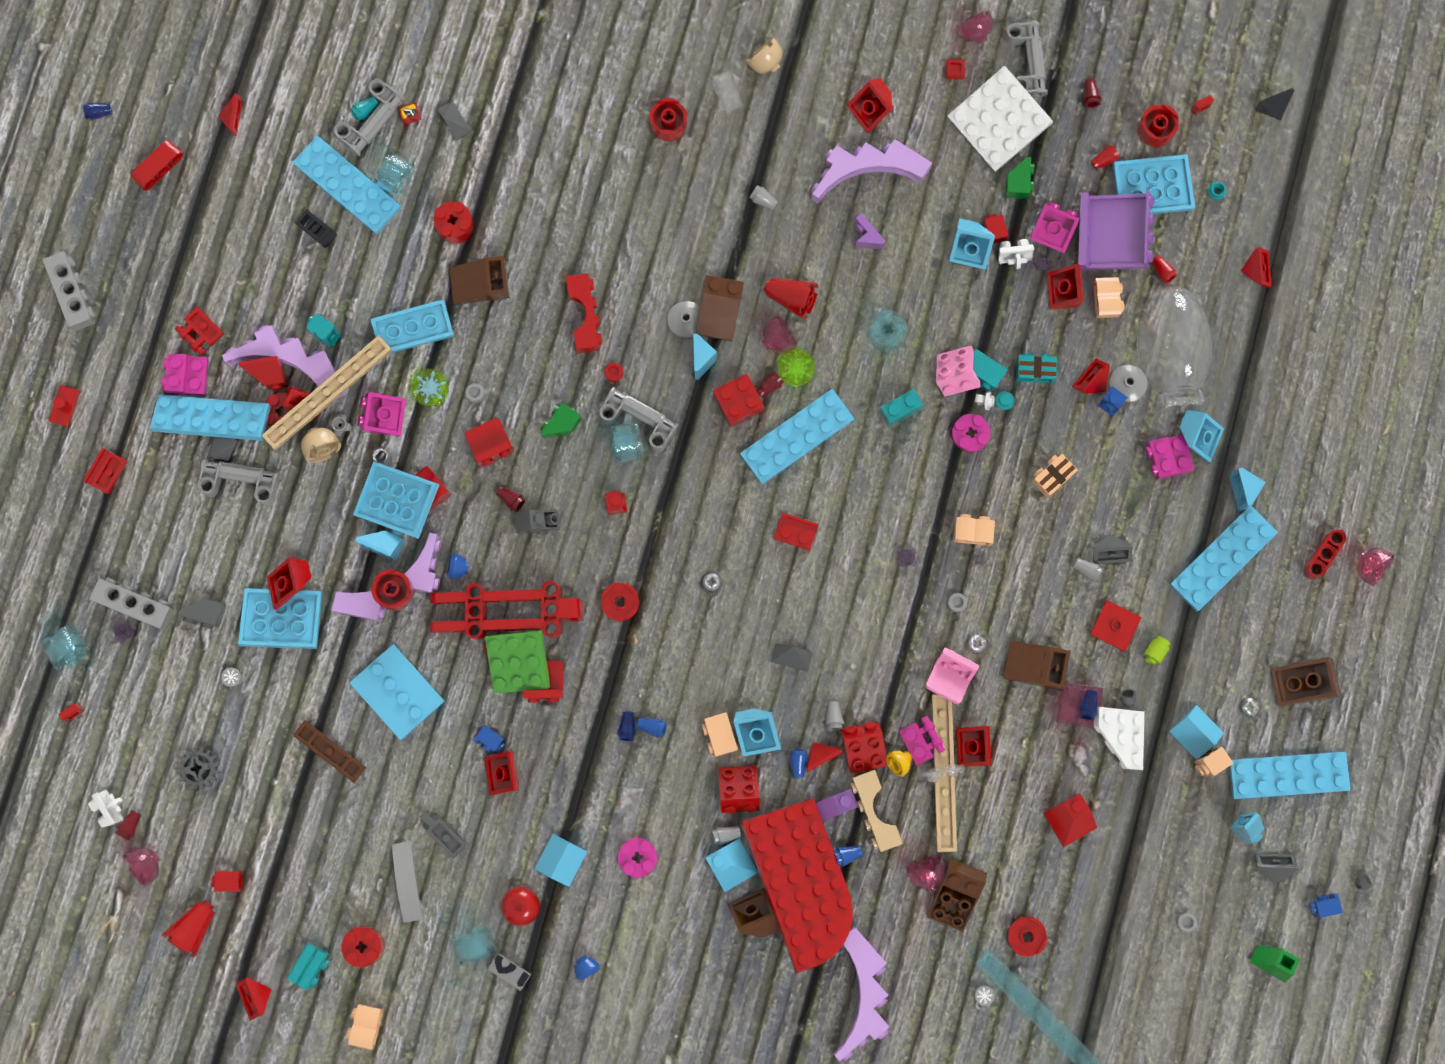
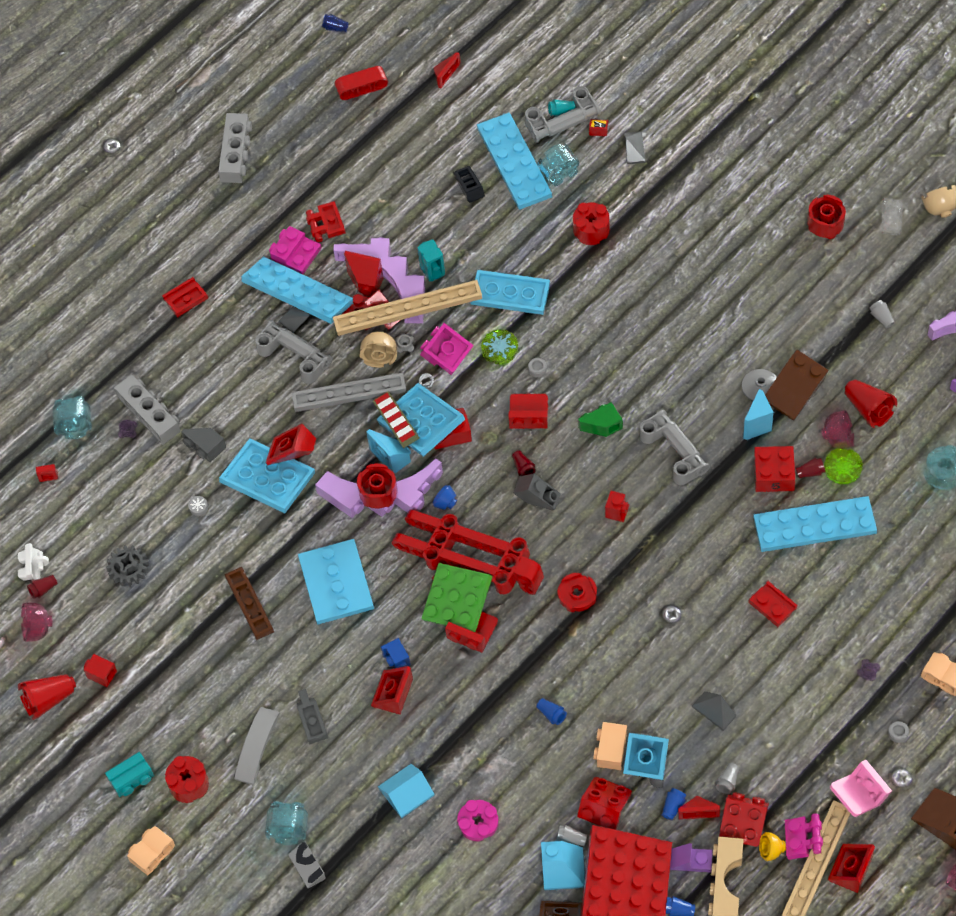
camera: 35 degrees right, 20 degrees down
(64, 406) = (179, 234): red tile -> none
(253, 997) = (67, 778): red slope -> none
(313, 499) = (348, 392): none -> light grey plate
(373, 510) = (396, 419): none -> tile
(480, 281) = (591, 278): reddish brown slope -> none
(520, 906) = (347, 812): red cylinder -> none
(585, 967) = (378, 893): blue cone -> none
(586, 335) = (662, 359): red arch -> none
(613, 372) = (671, 401): red tile -> none
(625, 443) = (652, 459): clear light blue brick -> none
(627, 727) = (527, 702): clear blue cone -> none
(901, 408) = (926, 538): teal brick -> none
(938, 772) = (802, 867): clear slope -> none

